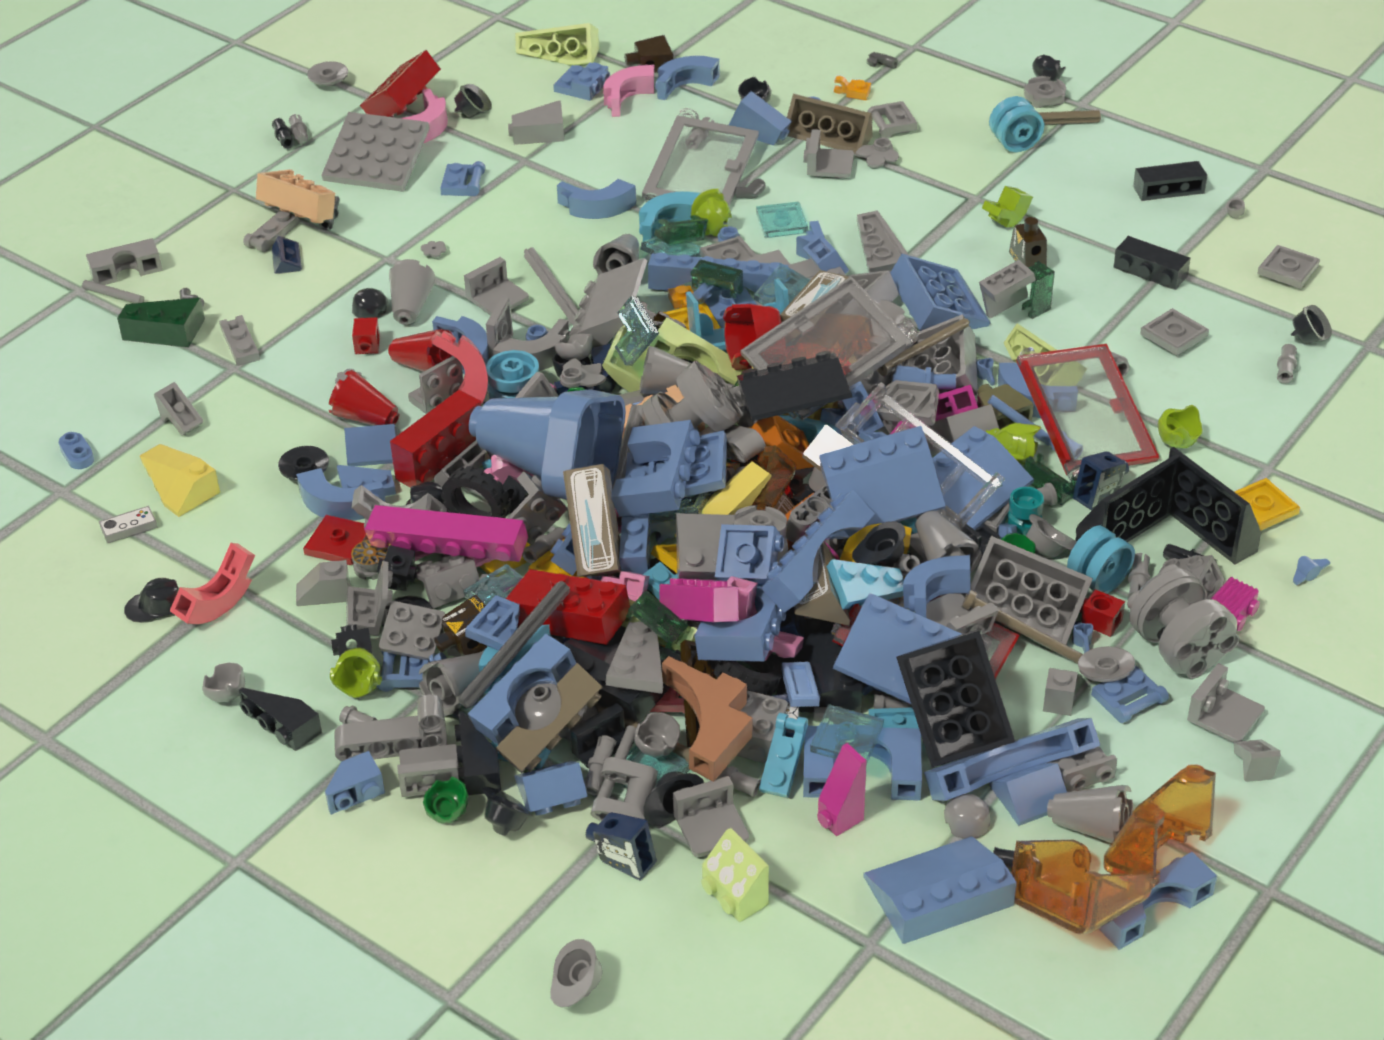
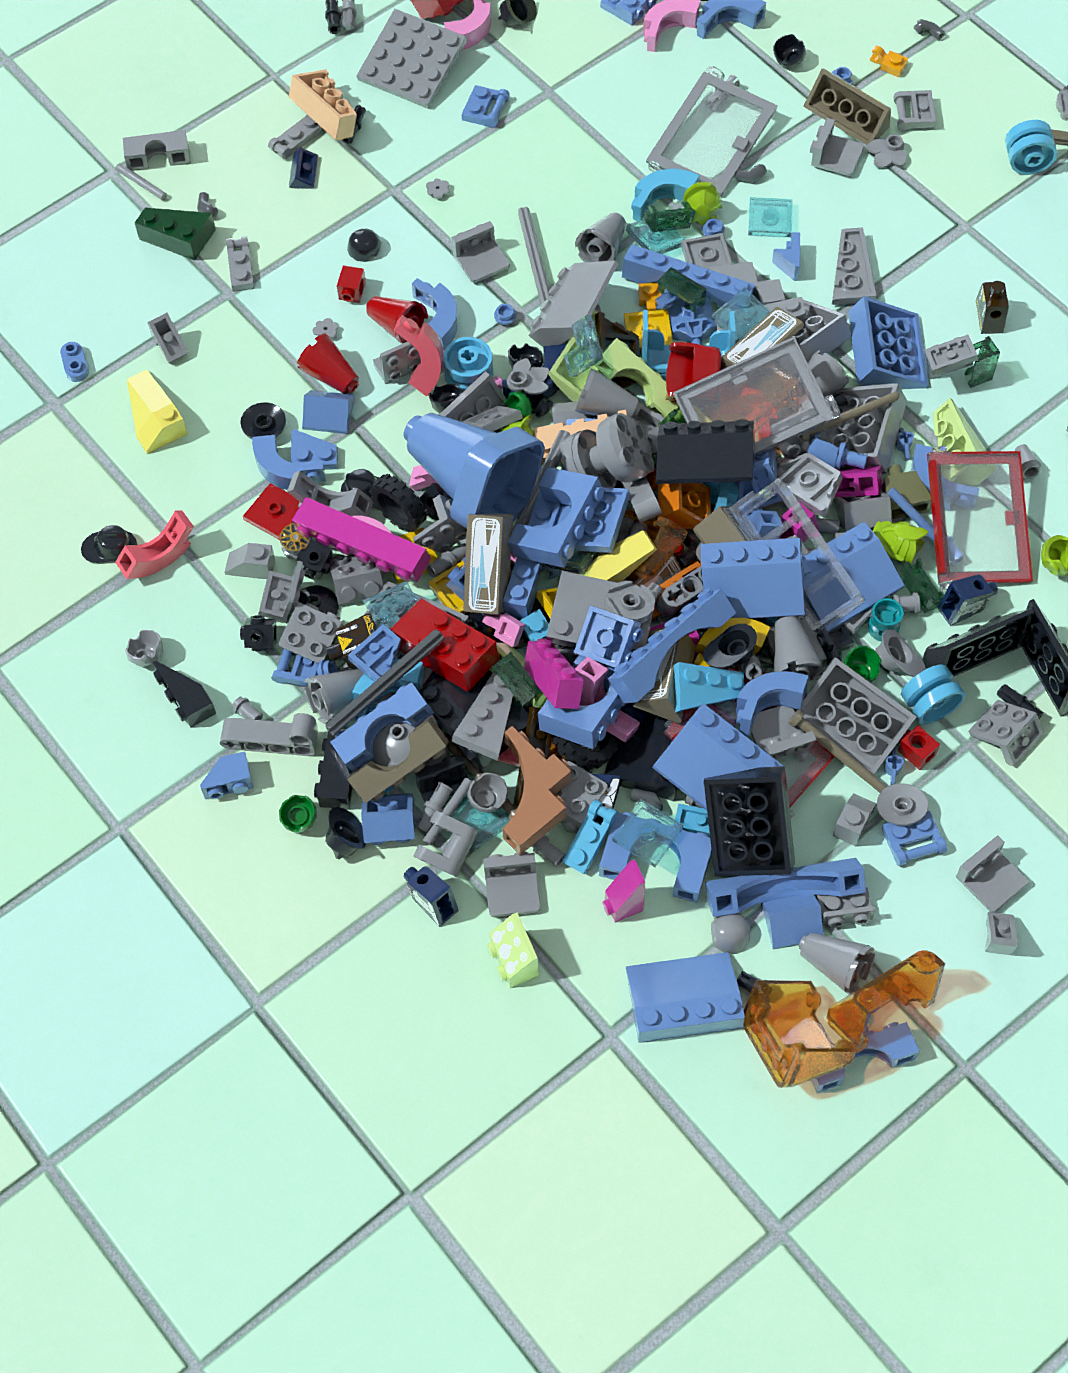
camera: 15 degrees right, 20 degrees up
(128, 524) = (101, 454): tile -> none
(356, 673) = (254, 665): lime cap -> none
(409, 289) = (400, 240): light grey cone -> none
(424, 766) = (291, 775): light grey bracket -> none
(433, 440) = (380, 425): red brick -> none
(471, 456) = (393, 454): light grey piece -> none
(499, 324) = (469, 306): light grey plate -> none
(538, 125) = (572, 52): light grey slope -> none
(542, 348) = (502, 336): light grey arch -> none
(575, 973) = (359, 1012): light grey piece -> none
(577, 347) = (531, 345): light grey hair -> none
(597, 203) = (603, 164): medium blue arch -> none
(660, 803) = (472, 863): black piece -> none
(760, 116) = (784, 90): medium blue slope -> none
(800, 684) = (624, 769): light blue tile -> none
(824, 255) = (792, 279): medium blue slope -> none
(1006, 529) = (863, 636): medium blue piece -> none
(1010, 206) = (991, 250): lime brick -> none
(1139, 573) = (965, 715): light grey pin -> none
(1186, 624) = (976, 765): light grey piece -> none
(1238, 599) = (1036, 767): dark pink brick -> none

